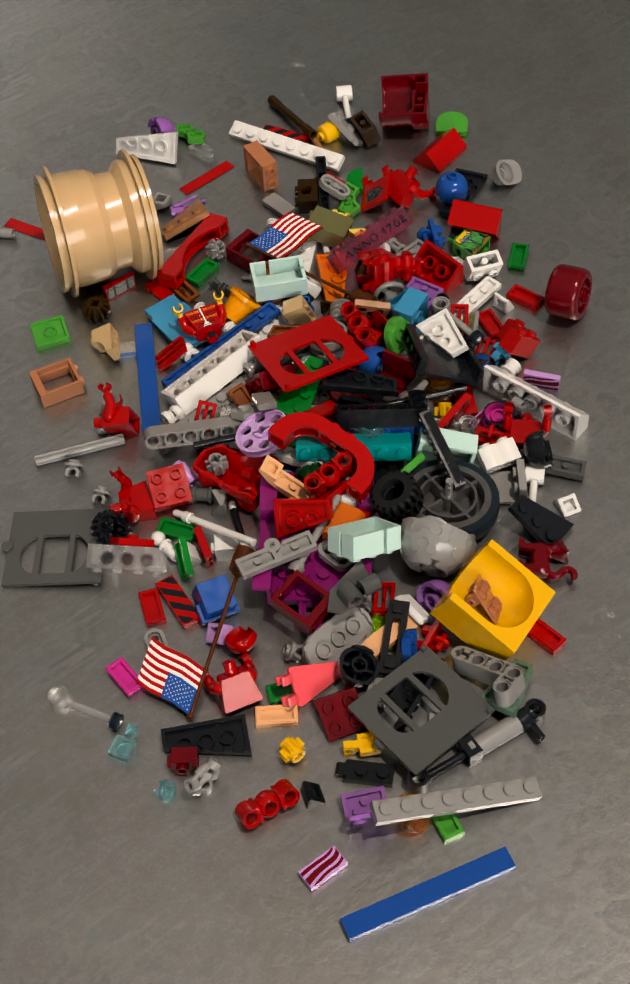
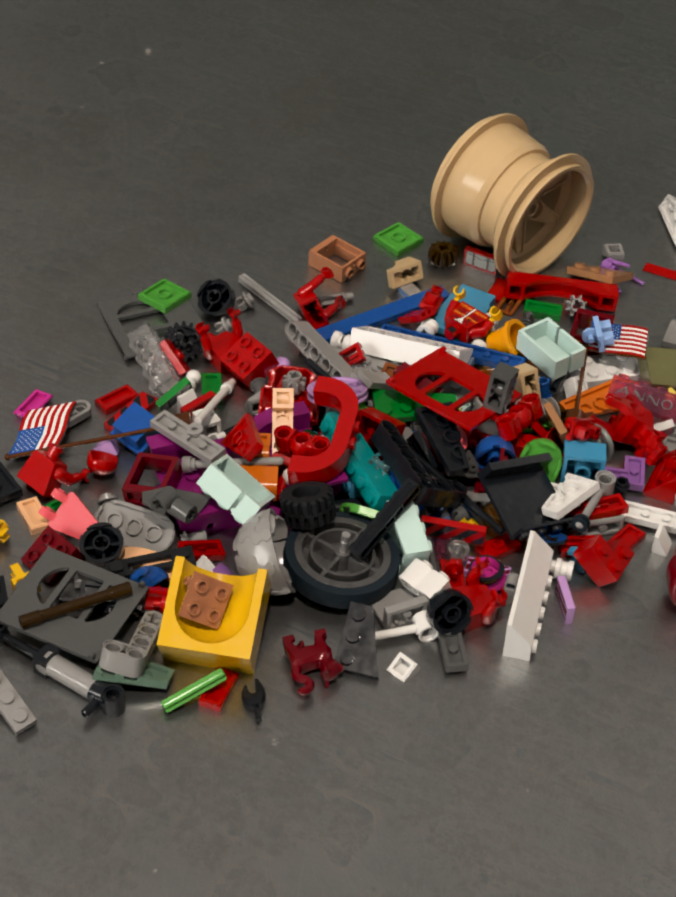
camera: 60 degrees right, 10 degrees down
(29, 526) = (164, 295): none -> bright green tile
(67, 485) = (216, 298): none -> black cylinder
(159, 335) = (432, 299): none -> red hips
(278, 244) = (601, 333): none -> light blue hips
(338, 318) = (500, 387): none -> dark grey brick
(389, 293) = (581, 429): none -> red hips
(433, 736) = (39, 616): none -> dark brown piece
(546, 651) = (193, 690): none -> bright green axle
(566, 615) = (254, 701): none -> black hand

